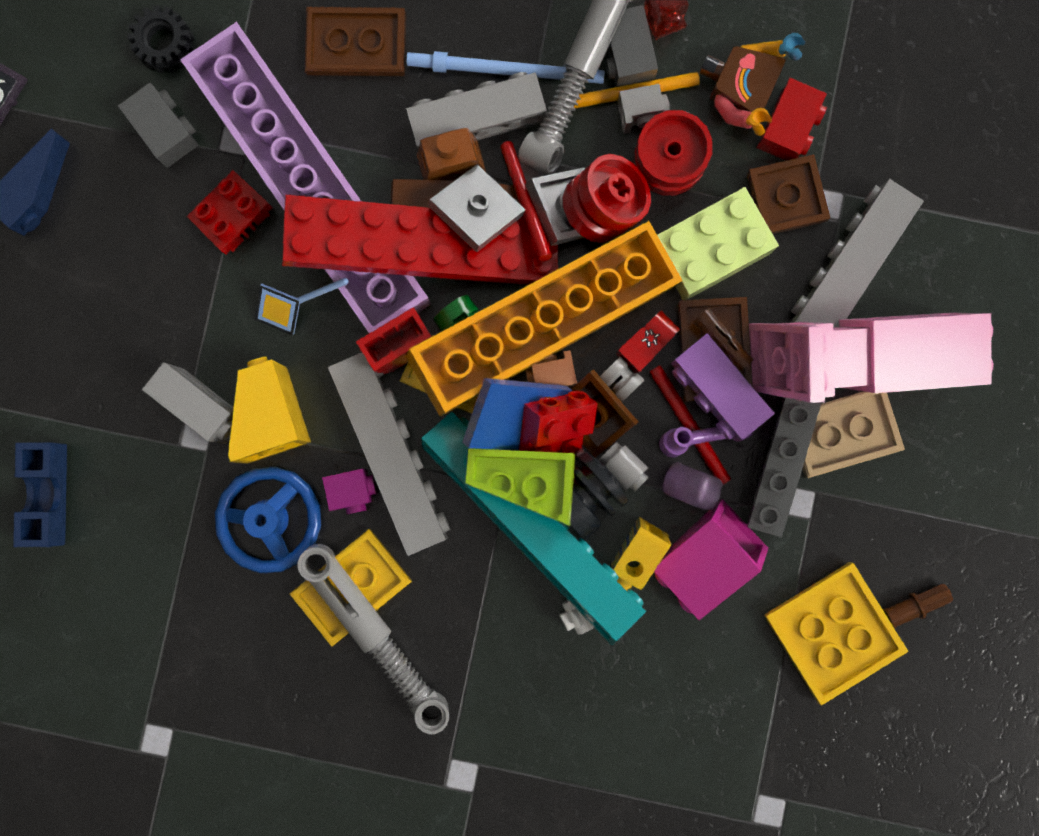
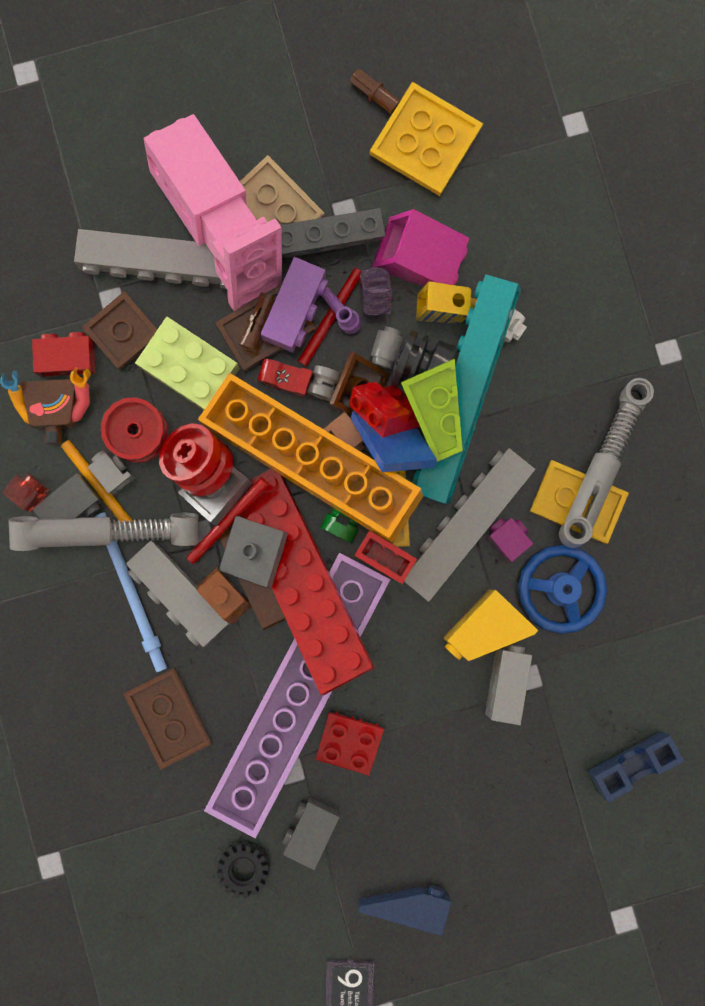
camera: 125 degrees left, 0 degrees up
(282, 310) = (403, 660): piece -> none

